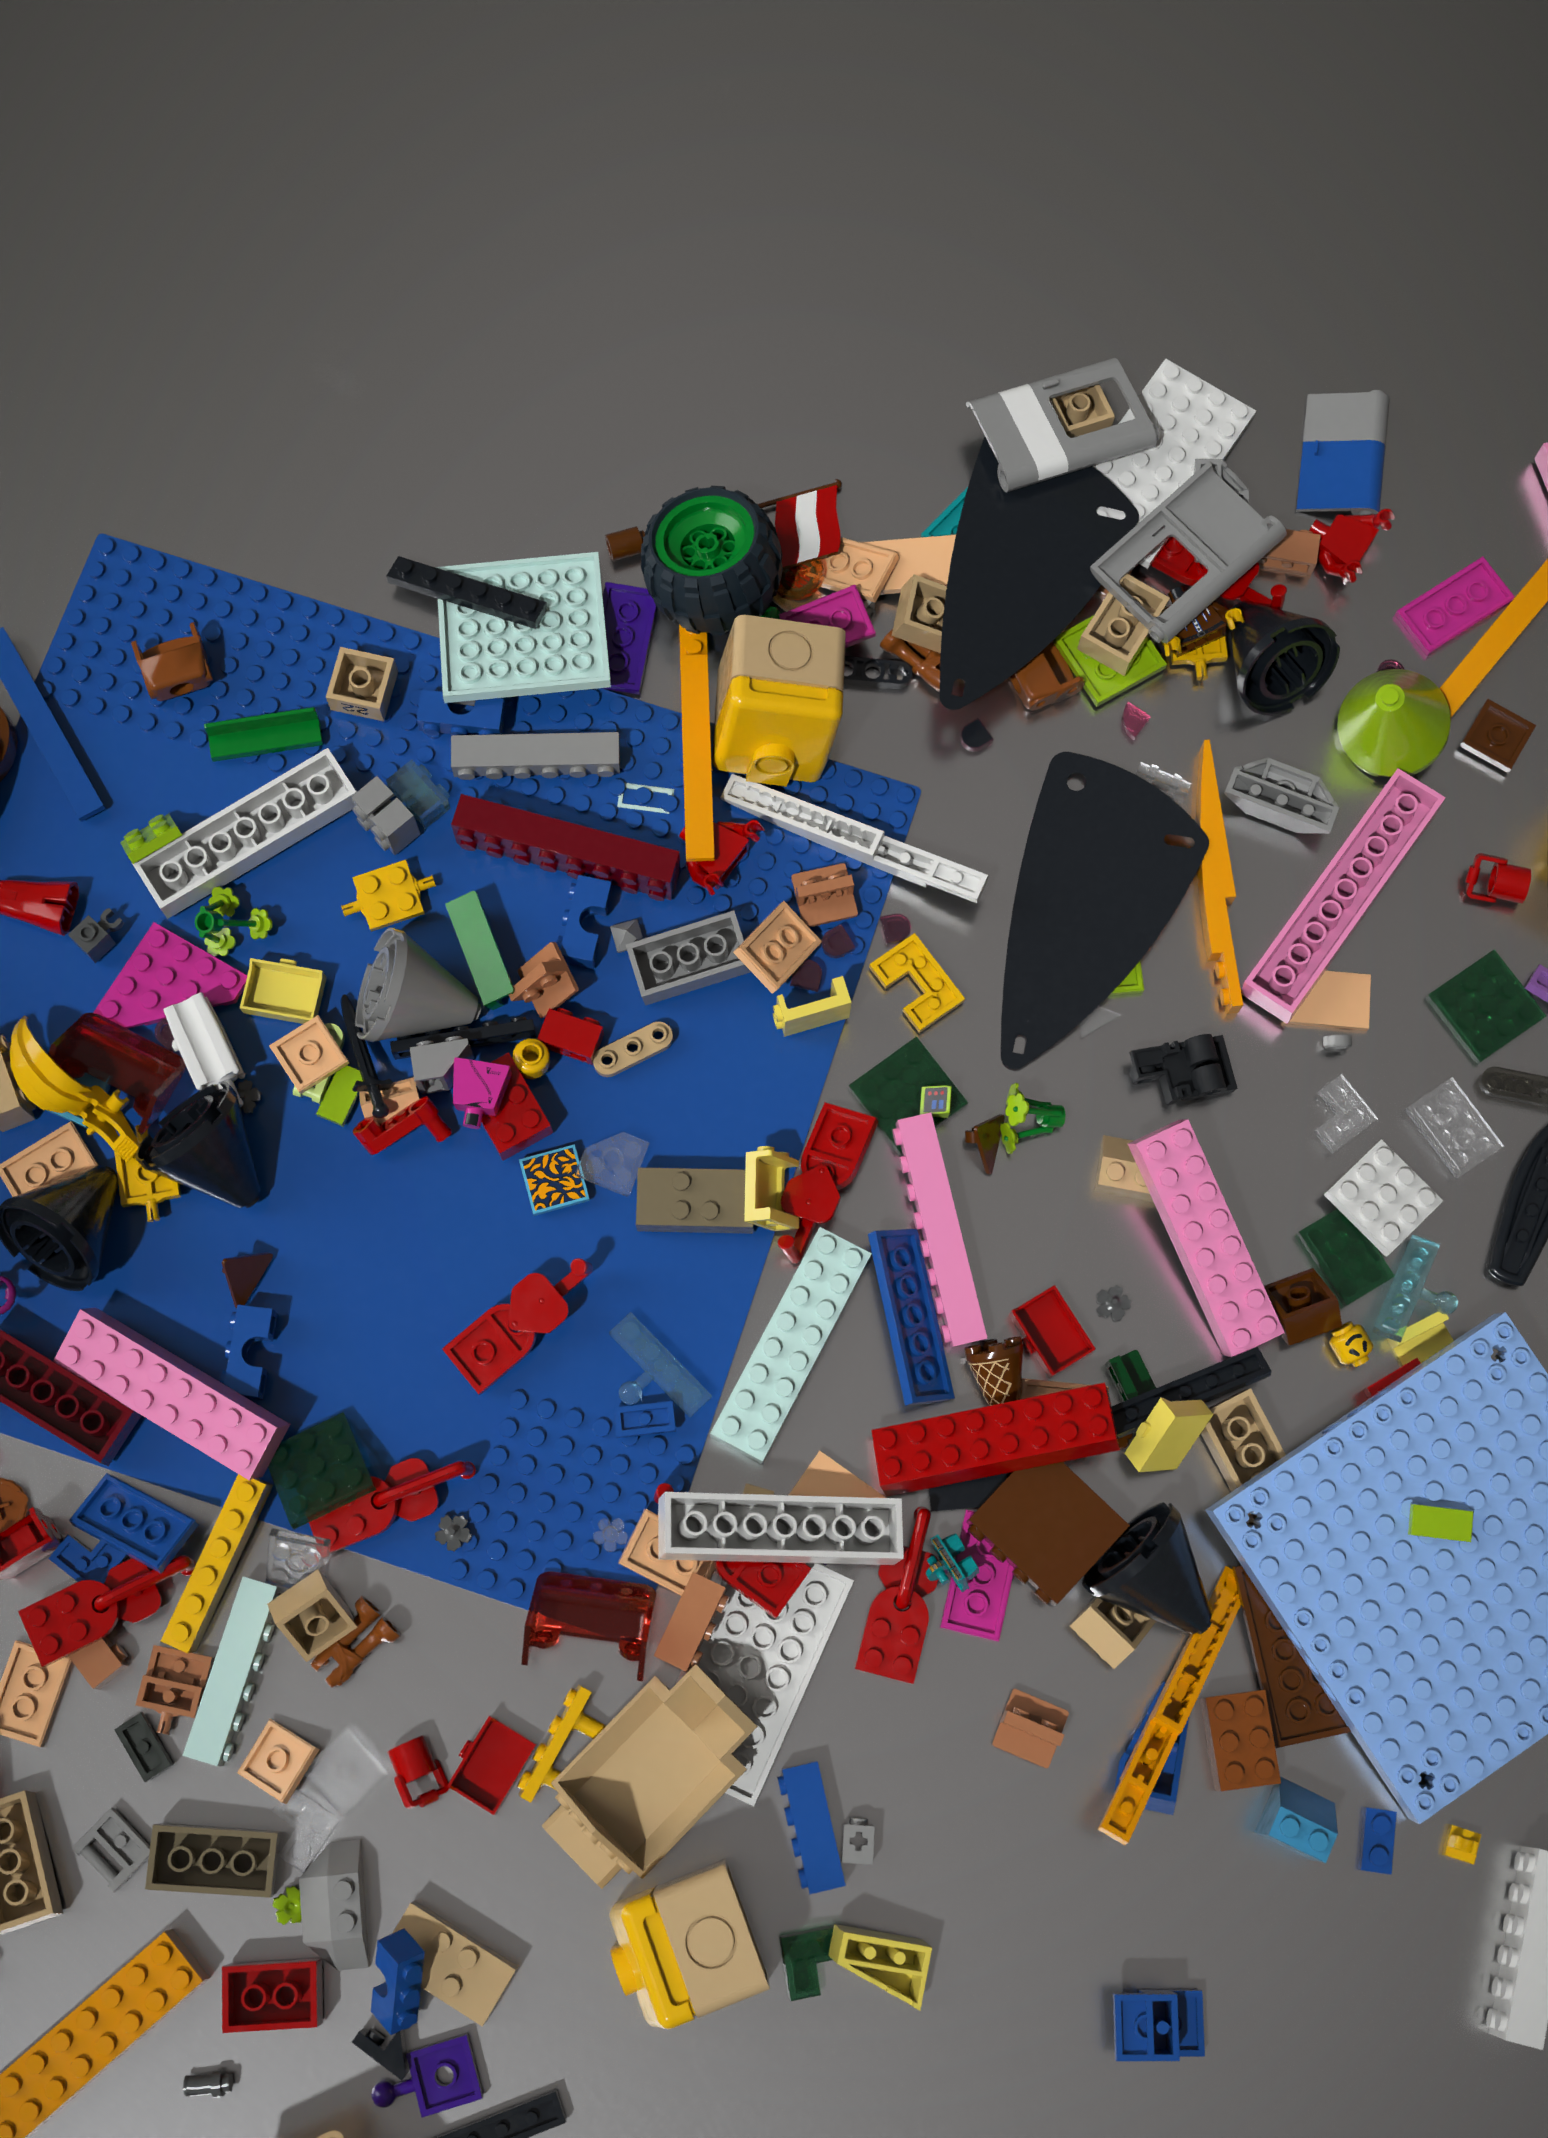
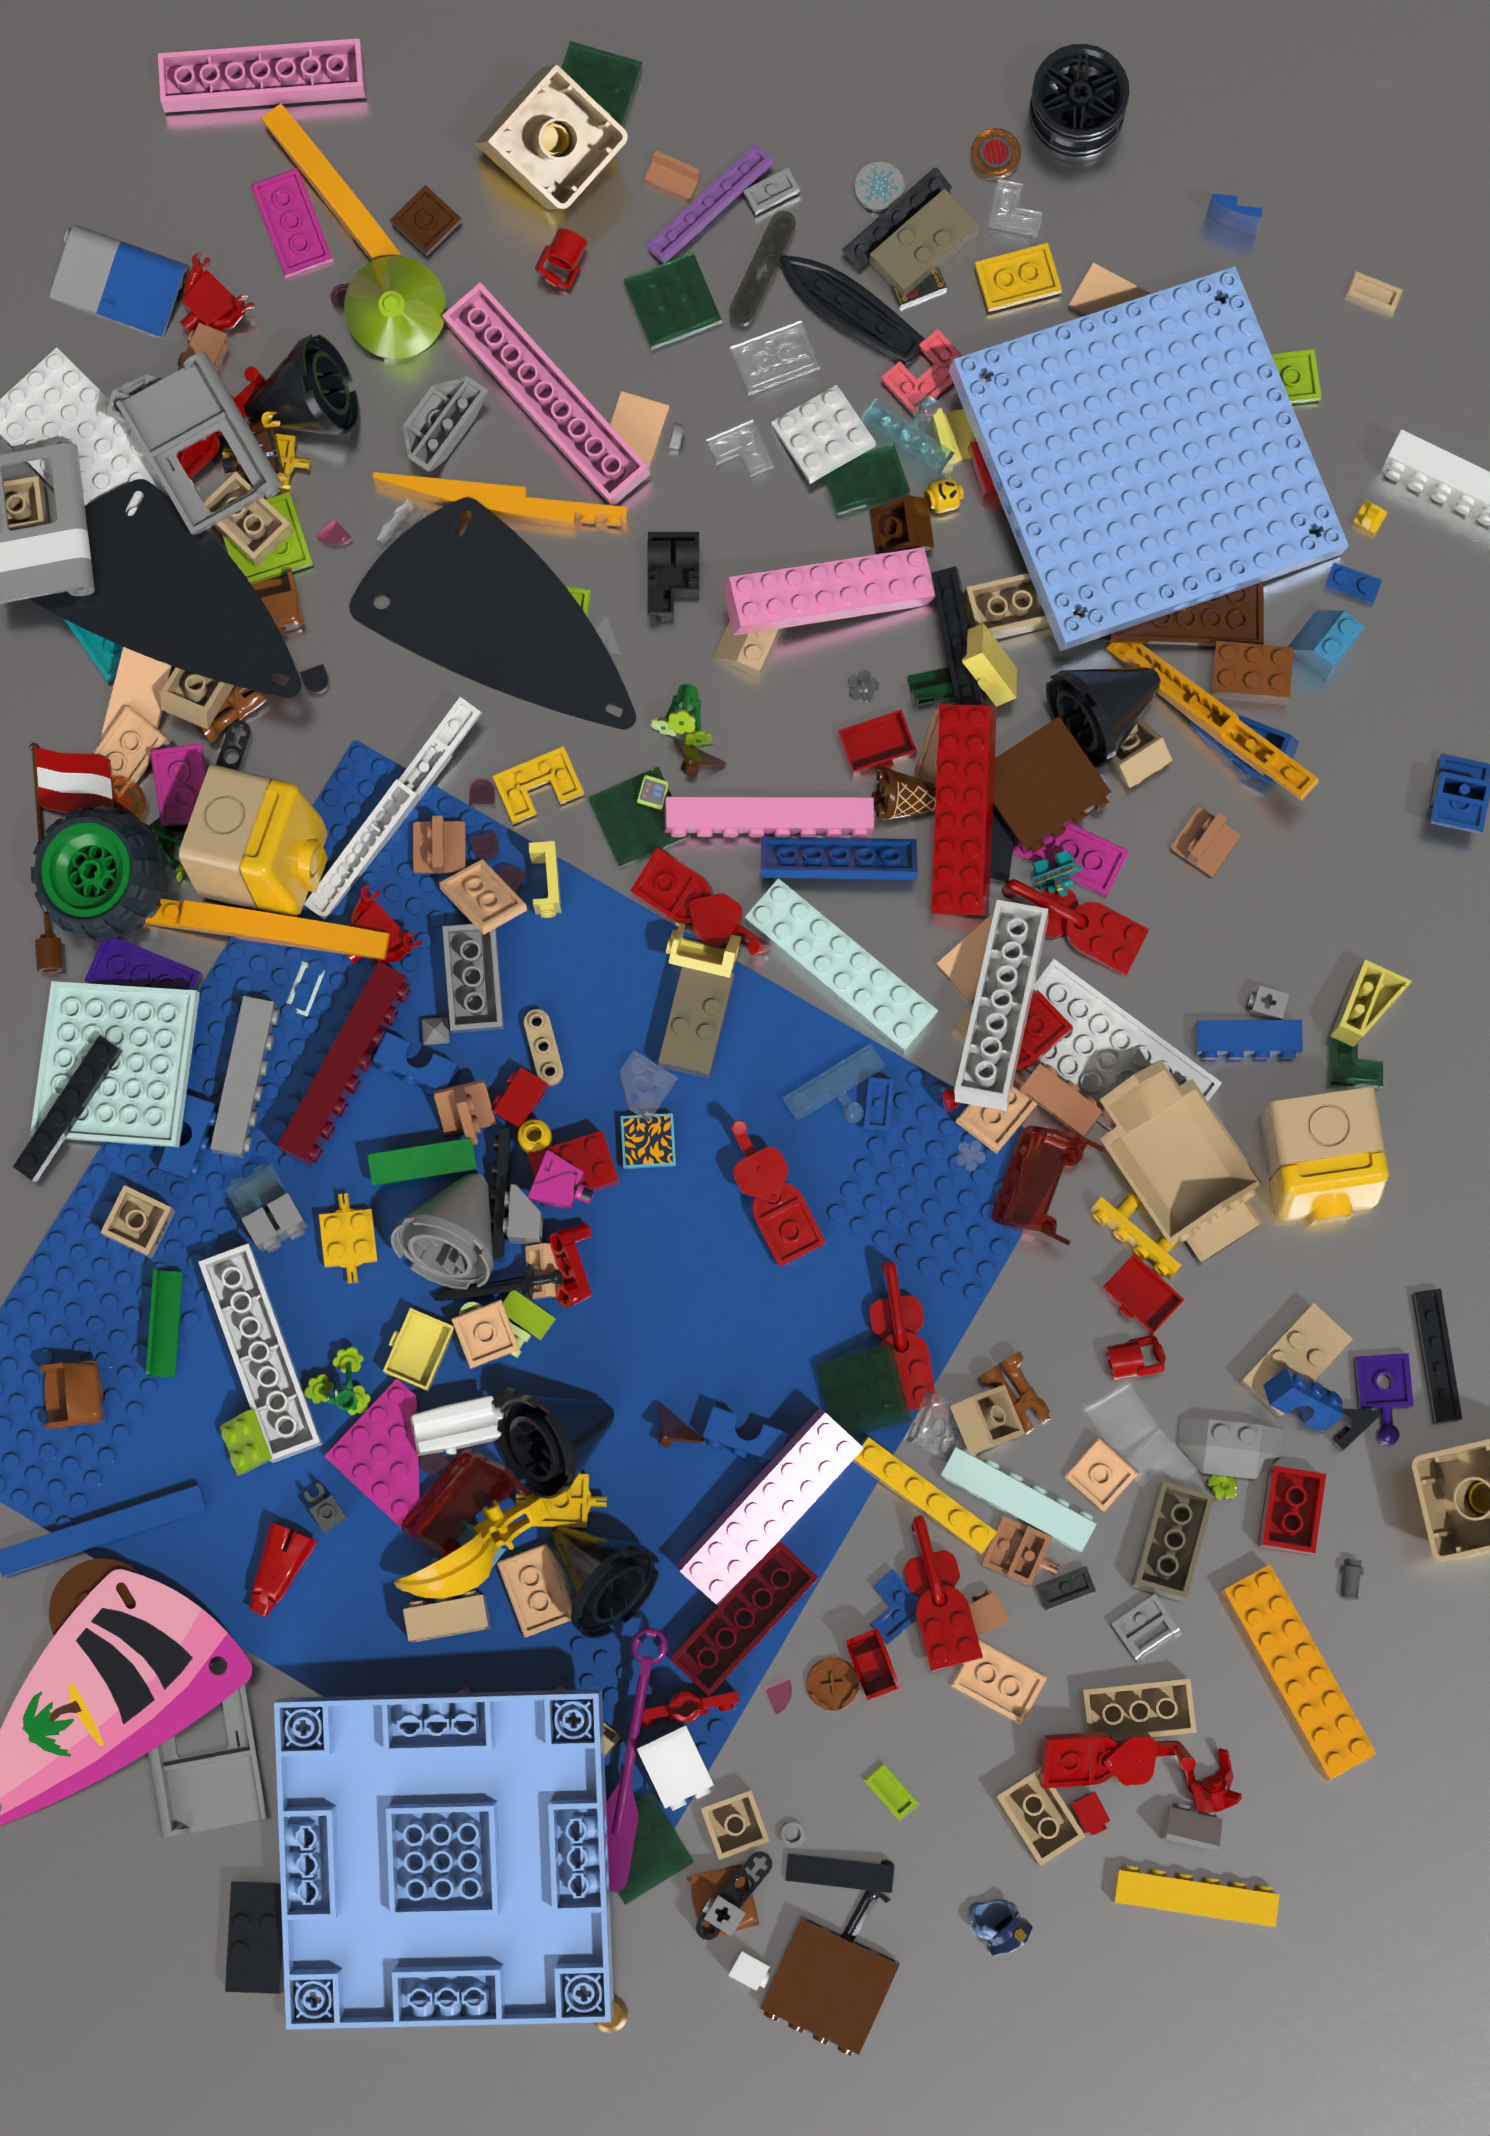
camera: 75 degrees left, 5 degrees up
(134, 1522) = (874, 1561): blue tile -> none
(453, 1532) = (940, 1290): dark grey plant -> none
(1440, 1523) = (1115, 460): lime tile -> none
(1476, 1304) = (932, 382): none -> coral plate

